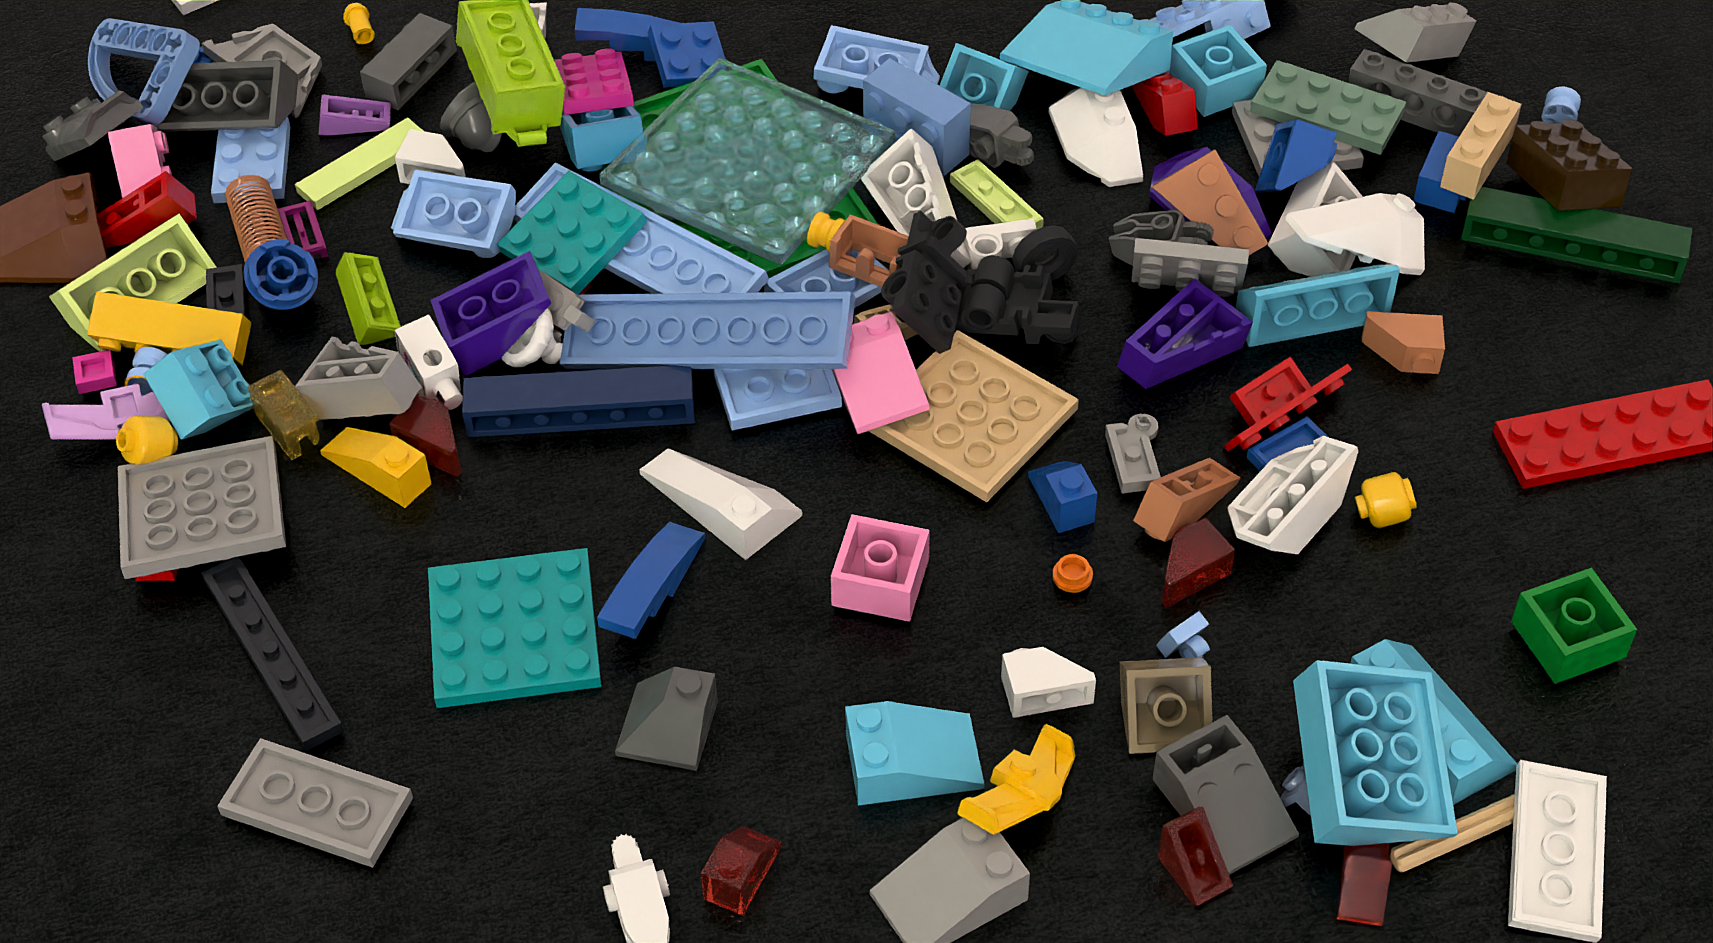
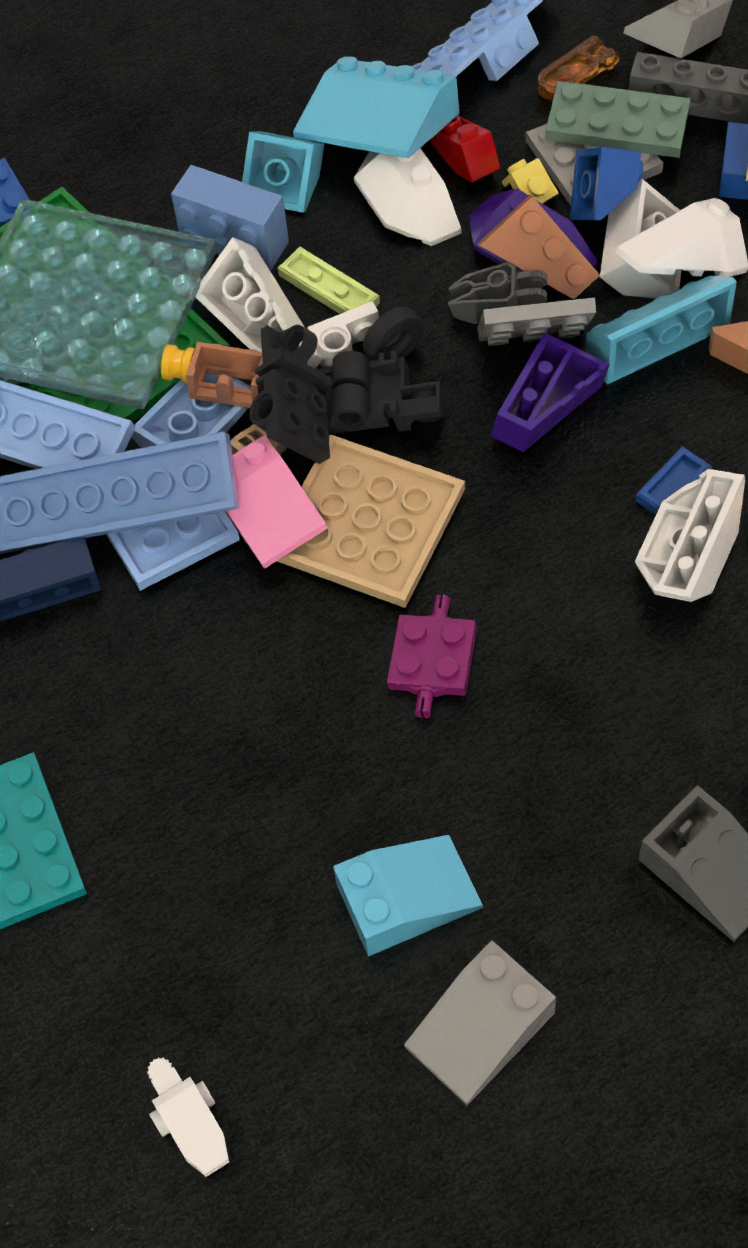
camera: 10 degrees left, 10 degrees up
(650, 579) = (105, 772): blue slope -> none
(669, 718) = (163, 915): dark grey slope -> none
(726, 504) = (156, 669): white wedge -> none
(738, 868) = (274, 1054): clear red slope -> none
(853, 55) = (157, 164): light blue slope -> none
(880, 567) = (324, 706): bright pink brick -> none
(997, 137) = (314, 220): dark grey hinge -> none
(1000, 550) = (432, 655): none -> magenta plate
(1023, 784) = (527, 900): yellow plate -> none
(1044, 682) = (510, 785): white slope -> none
(1065, 494) = (477, 581): blue slope -> none
(1072, 573) = (507, 664): orange plate -> none
(1133, 452) = (531, 524): light grey hinge -> none
(1164, 701) = (631, 779): dark tan slope -> none
(1183, 497) = (591, 560): nougat slope -> none
(1186, 638) = (632, 708): light blue tile -> none
(1194, 857) = (701, 935): clear red slope -> none
(1195, 561) = (618, 623): clear red slope -> none
(1218, 68) = (505, 101): medium azure brick -> none
(1227, 144) = (531, 179): none -> light yellow bracket
(1273, 395) = (647, 434): red bracket -> none
(1307, 51) = (577, 66): none -> clear orange plate

